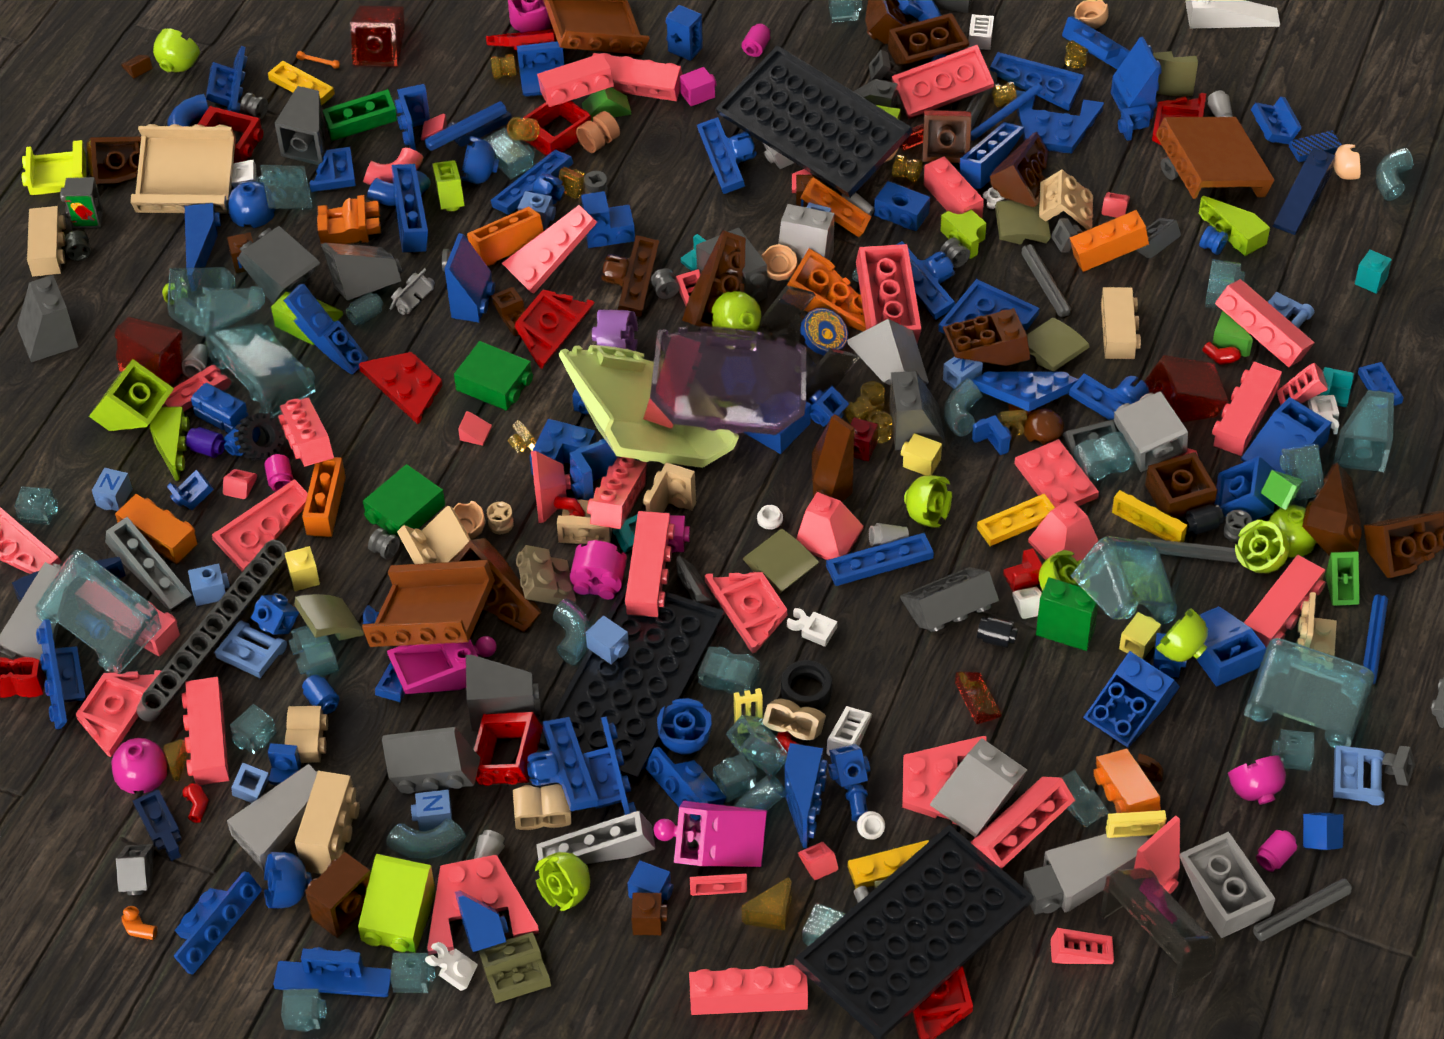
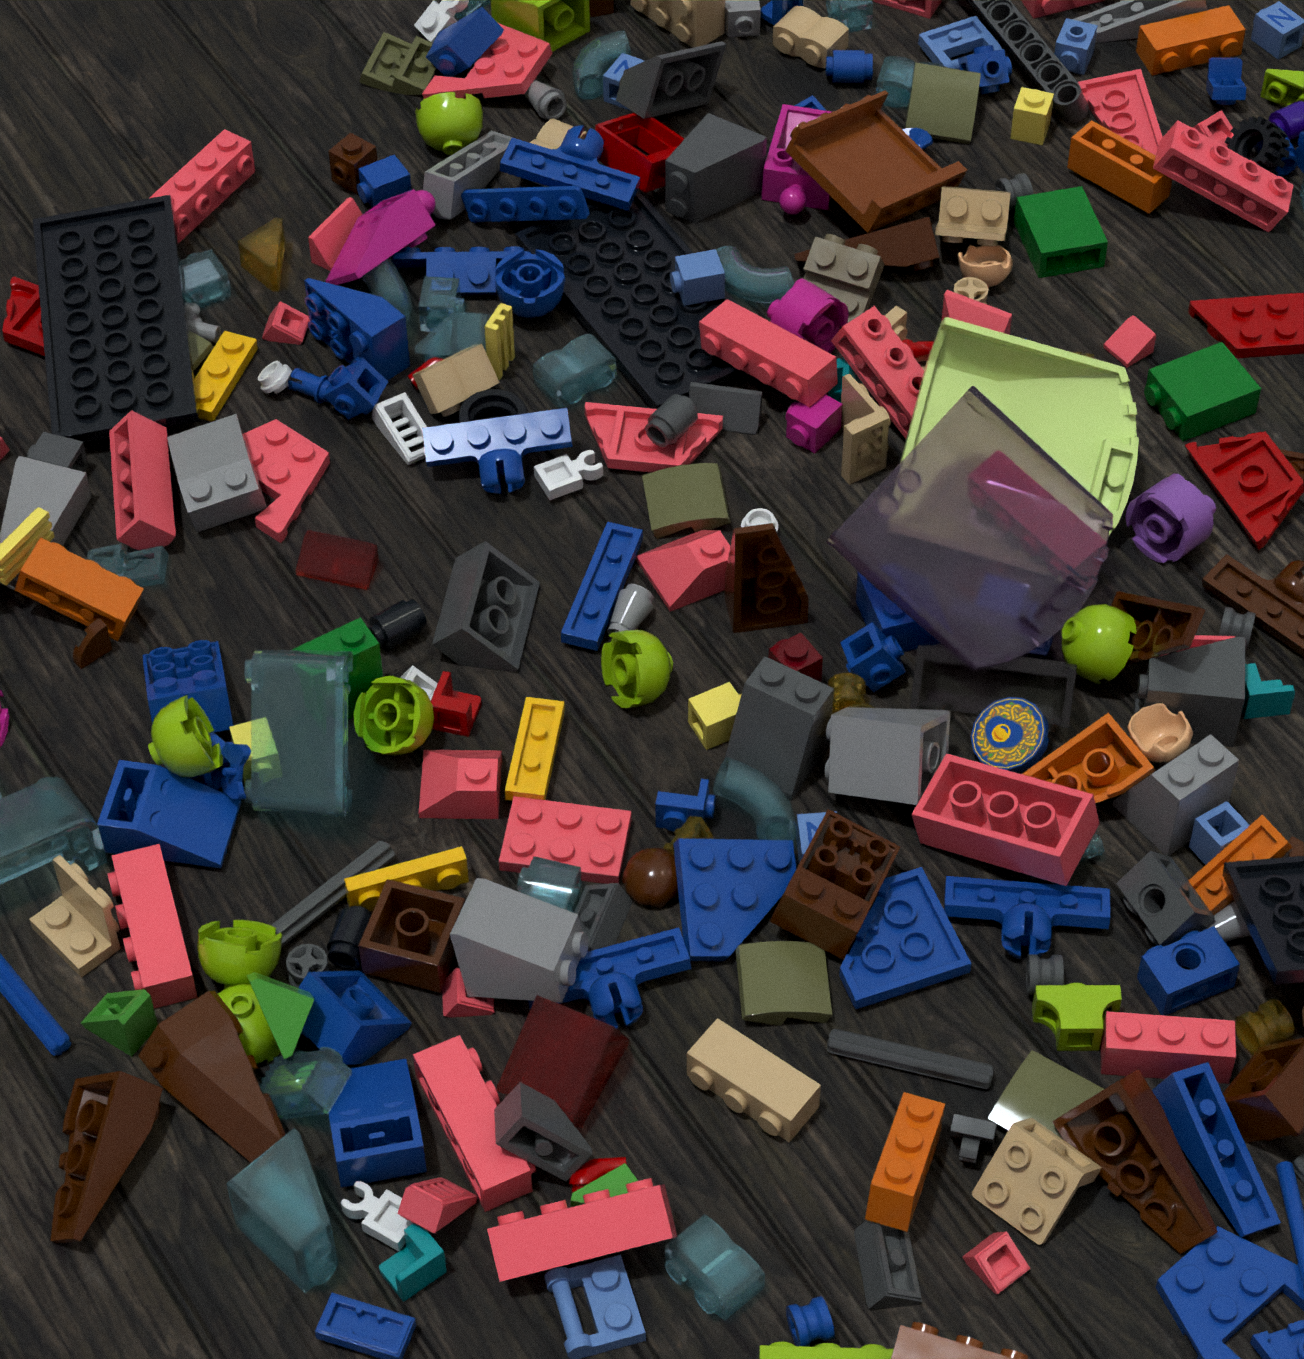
camera: 125 degrees right, 0 degrees up
(738, 583) = (671, 420): none -> dark grey brick
(830, 658) = (498, 444): none -> plate
(873, 224) = (1183, 907): none -> dark grey brick
(1166, 615) = (237, 756): none -> blue piece
(1236, 366) = (539, 1132): none -> dark grey slope

